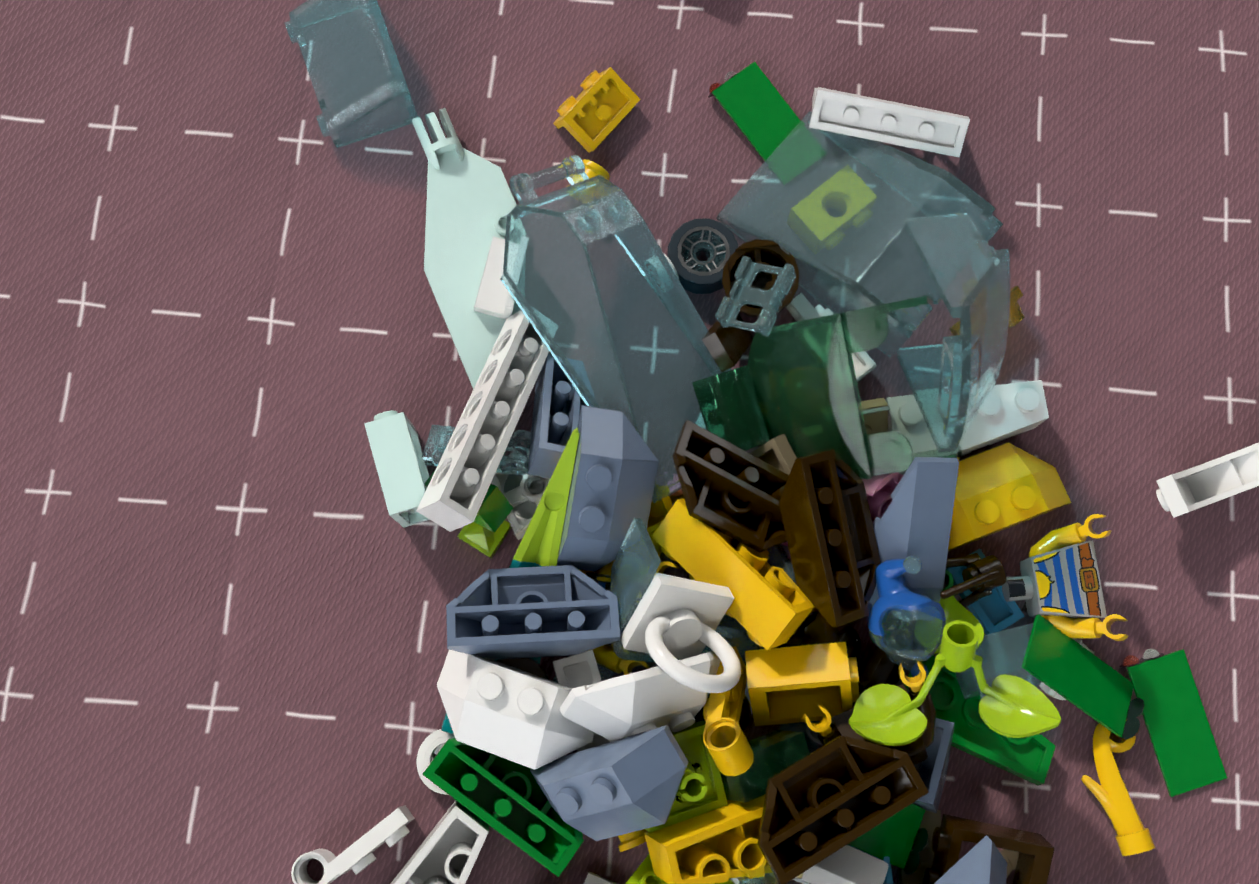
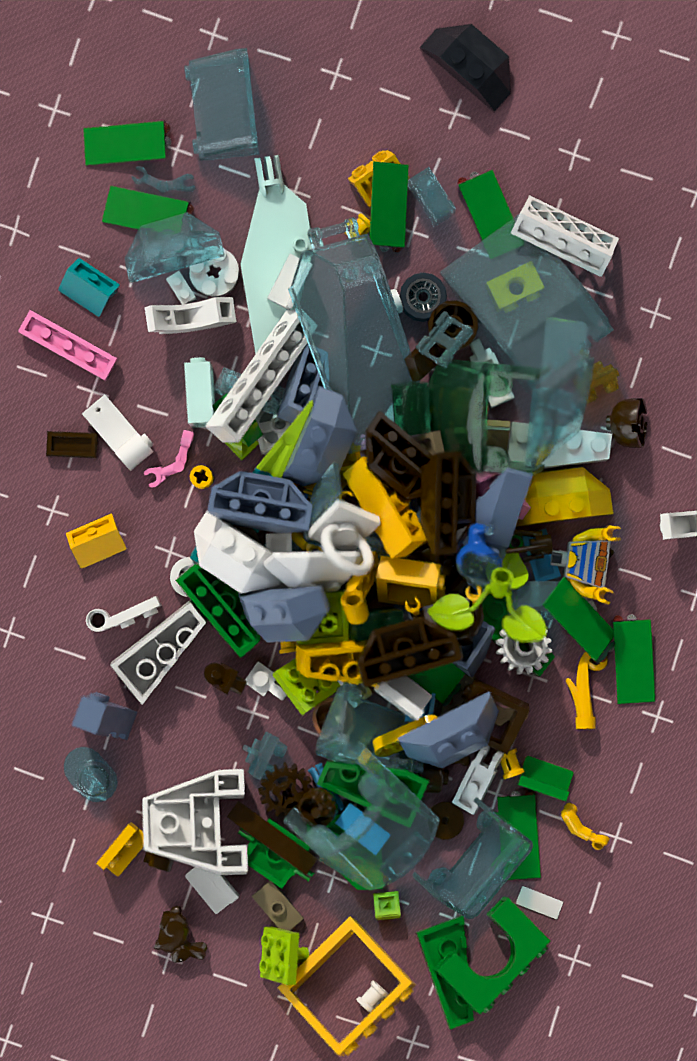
camera: 15 degrees right, 10 degrees up
(188, 448) = (67, 345): none -> bright pink plate
(203, 356) = (88, 286): none -> teal panel
(222, 597) = (71, 444): none -> dark brown tile
(223, 145) = (126, 142): none -> green piece
(272, 232) = (136, 208): none -> green piece
(287, 741) = (95, 541): none -> yellow panel
(290, 192) = (164, 186): none -> clear light blue piece
(290, 561) = (118, 432): none -> white door
(316, 268) = (171, 246): none -> clear light blue wedge
(344, 327) = (181, 288): none -> white piece
(364, 364) = (190, 317): none -> white arch
(382, 272) = (215, 286): none -> white plate
(395, 589) = (178, 466): none -> bright pink piece
(428, 586) = (199, 469): none -> yellow bush
(621, 137) = (389, 205): none -> green piece
(678, 115) = (431, 196): none -> clear light blue brick
(1001, 763) = (521, 659): none -> white gear
(1055, 360) = (628, 423): none -> dark brown cylinder

